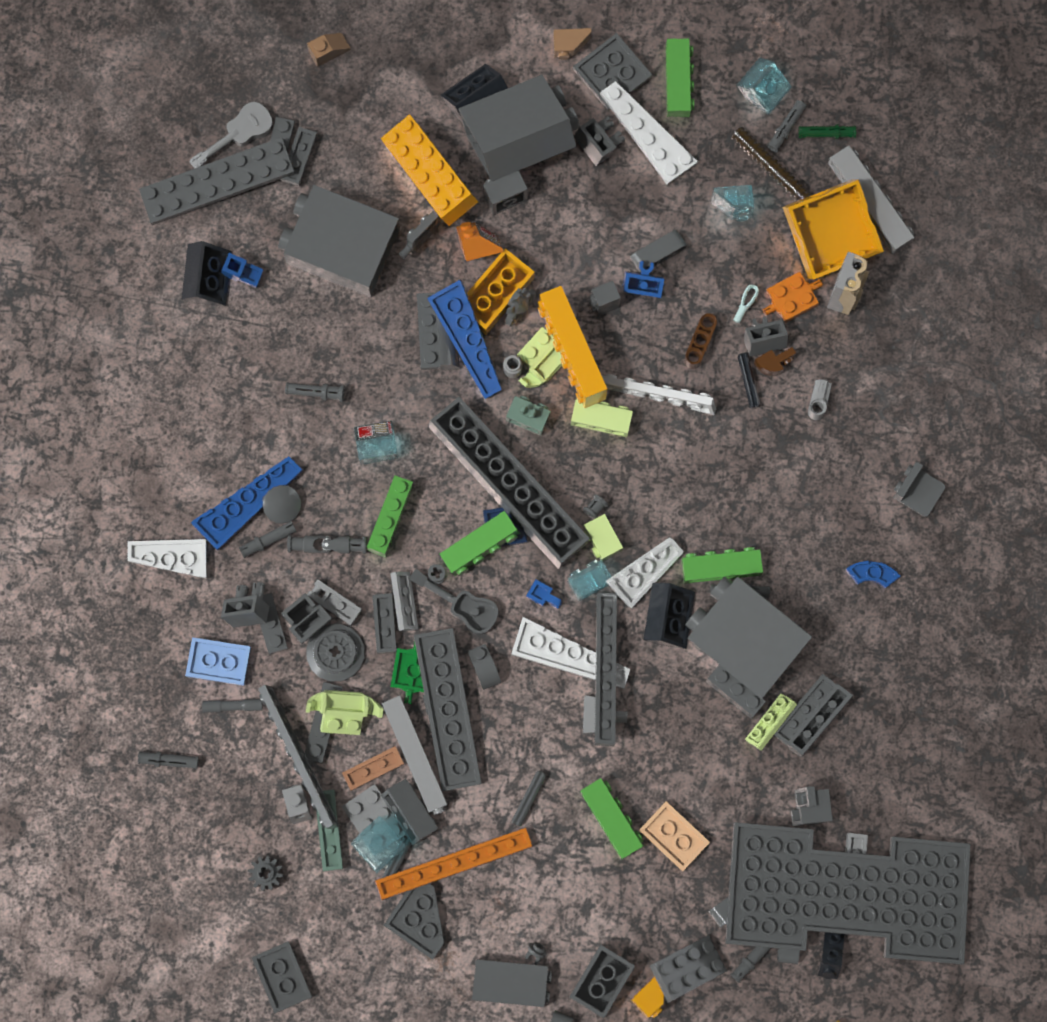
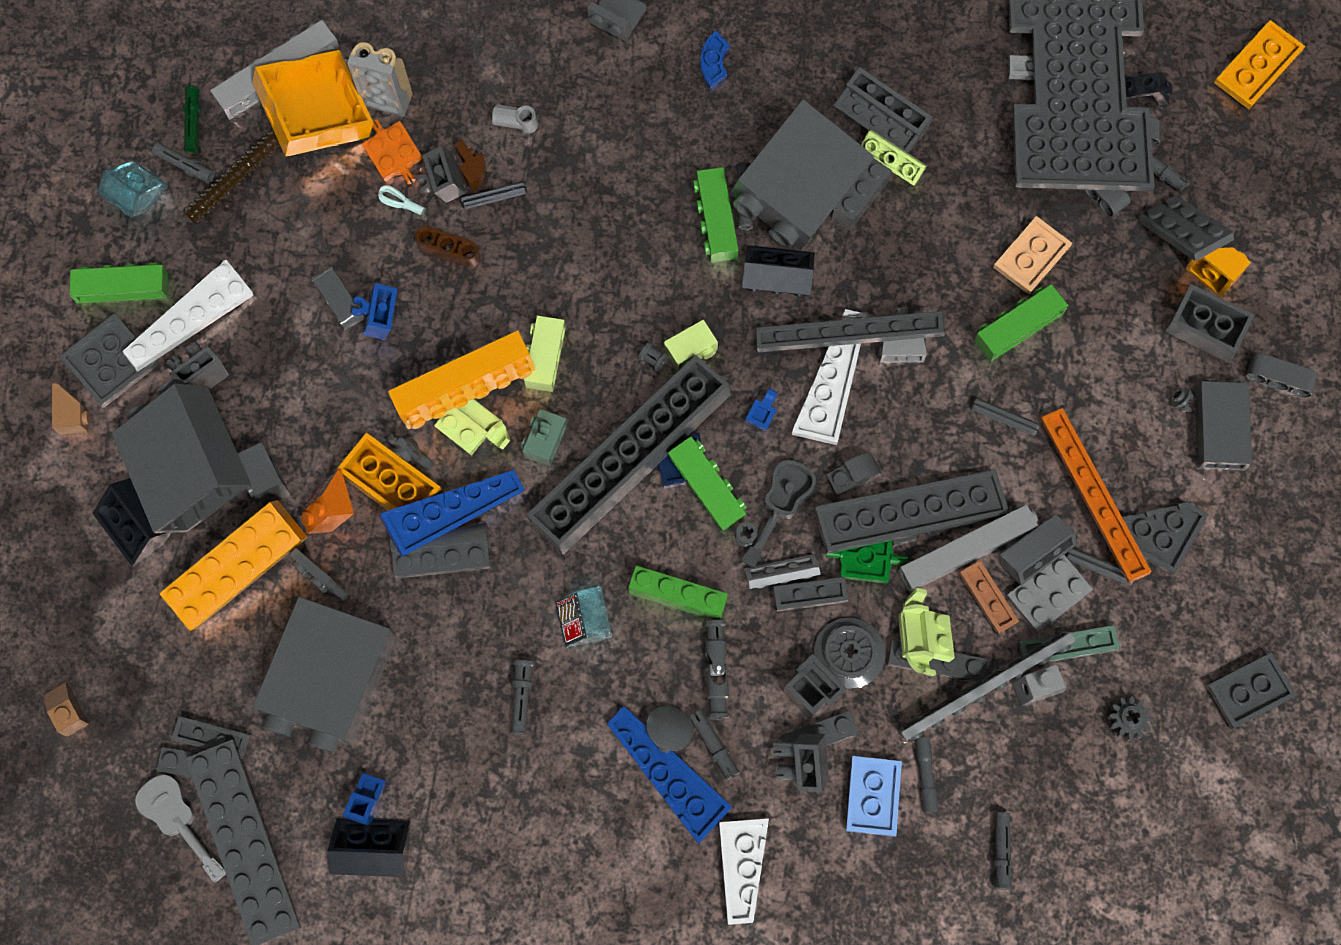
camera: 90 degrees left, 5 degrees down
(335, 603) = (789, 656): light grey plate -> none
(378, 844) = (1083, 580): clear light blue slope -> none
(515, 361) = (480, 452): light grey brick -> none
(589, 580) = (742, 358): clear light blue brick -> none
(604, 298) = (398, 352): dark grey brick -> none
(638, 577) = (729, 297): white wing -> none
(701, 402) = (525, 235): white wing -> none
(734, 201) = (278, 211): clear light blue slope -> none
(812, 807) = (987, 109): dark grey plate -> none

